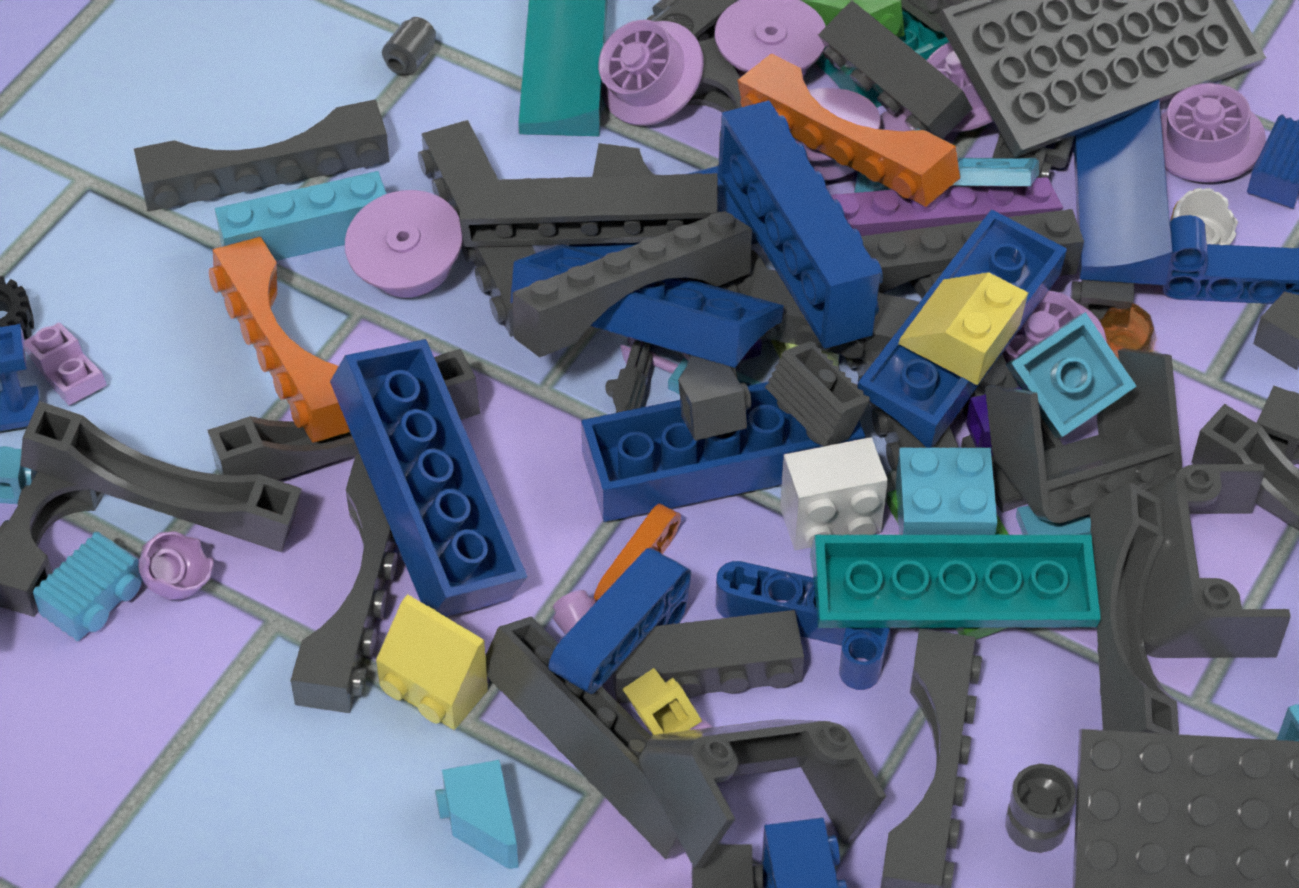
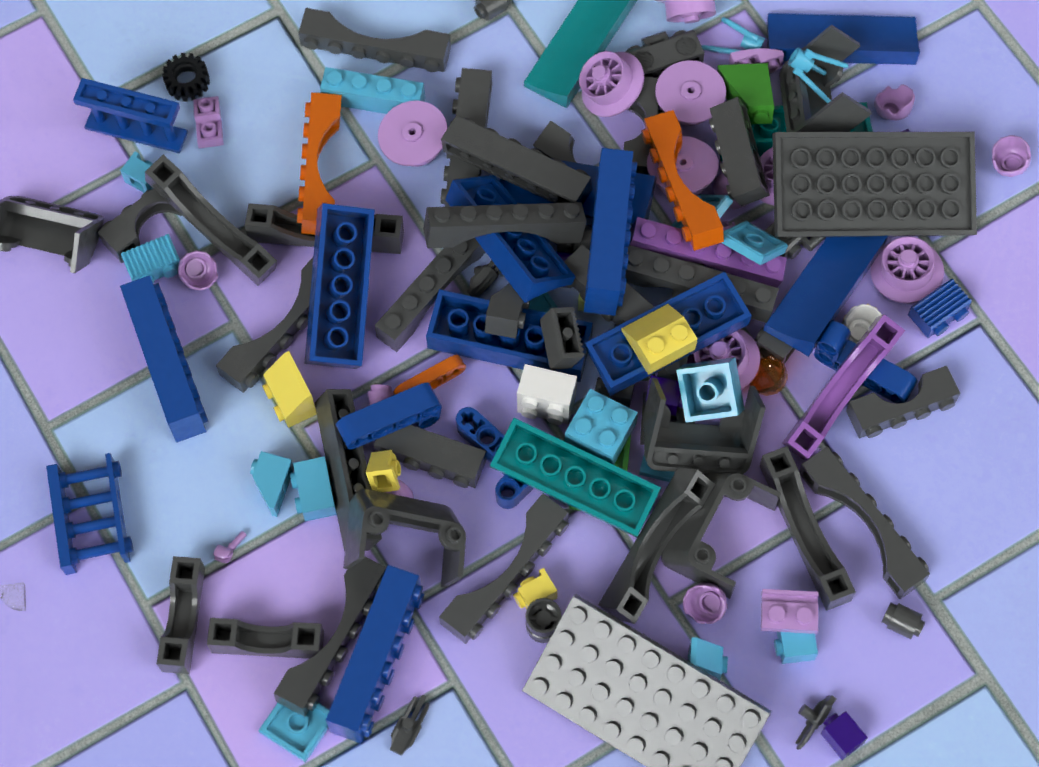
camera: 30 degrees right, 15 degrees up
(199, 708) = (165, 358): none -> blue brick
(552, 451) = (407, 312): none -> dark grey arch
(557, 792) = (314, 489): none -> medium azure brick
(995, 772) = (534, 589): none -> light yellow brick
(1248, 232) = (841, 387): none -> medium lavender arch
(1256, 670) = (705, 603): none -> lavender hair

